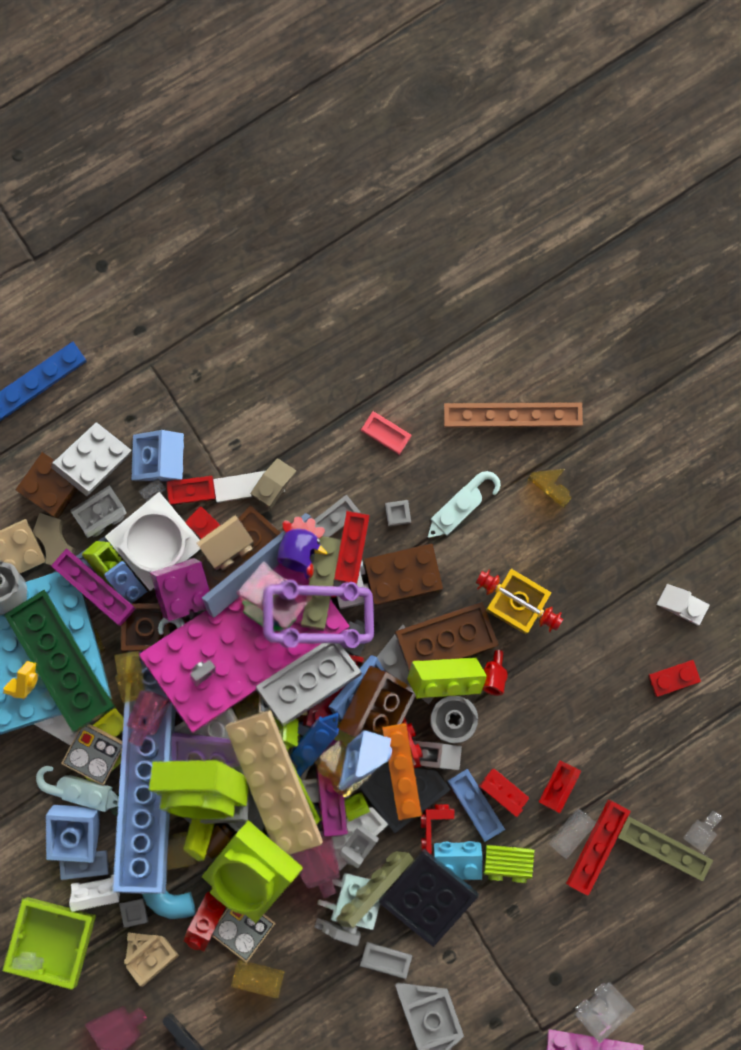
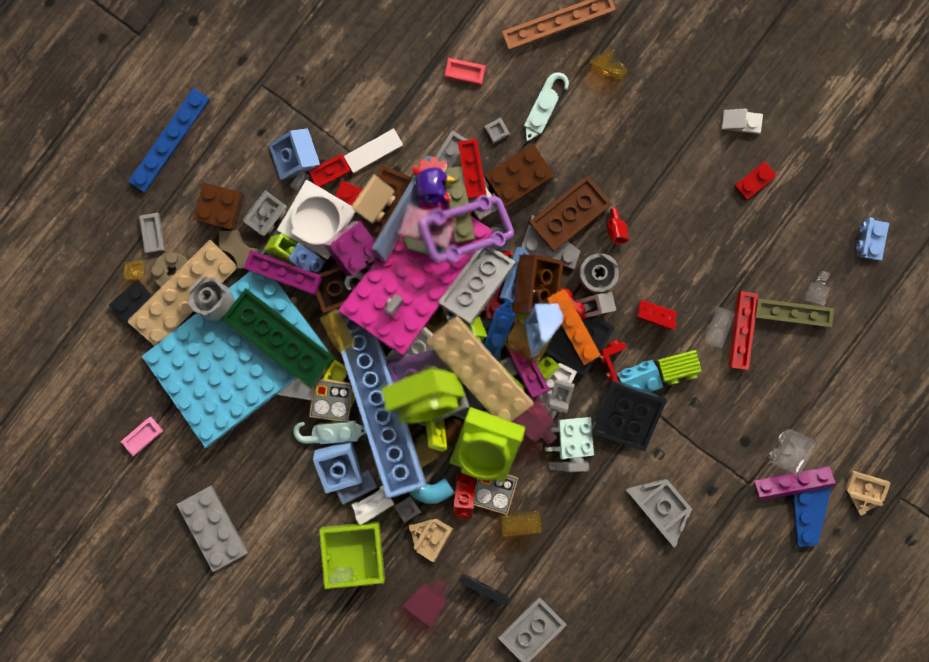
camera: 20 degrees left, 5 degrees up
(24, 683) = (258, 364): yellow bracket -> none
(91, 459) = (243, 174): plate -> none
(147, 705) = (365, 347): clear pink torso -> none
(273, 483) = (392, 142): dark tan slope -> none
(374, 889) = (585, 424): olive plate -> none
(386, 960) = (612, 474): light grey tile -> none
(446, 677) = (581, 242): lime brick -> none
(476, 805) = (638, 332): medium blue tile -> none
(518, 601) = (616, 164): yellow brick -> none
(559, 786) = (697, 295): red plate -> none

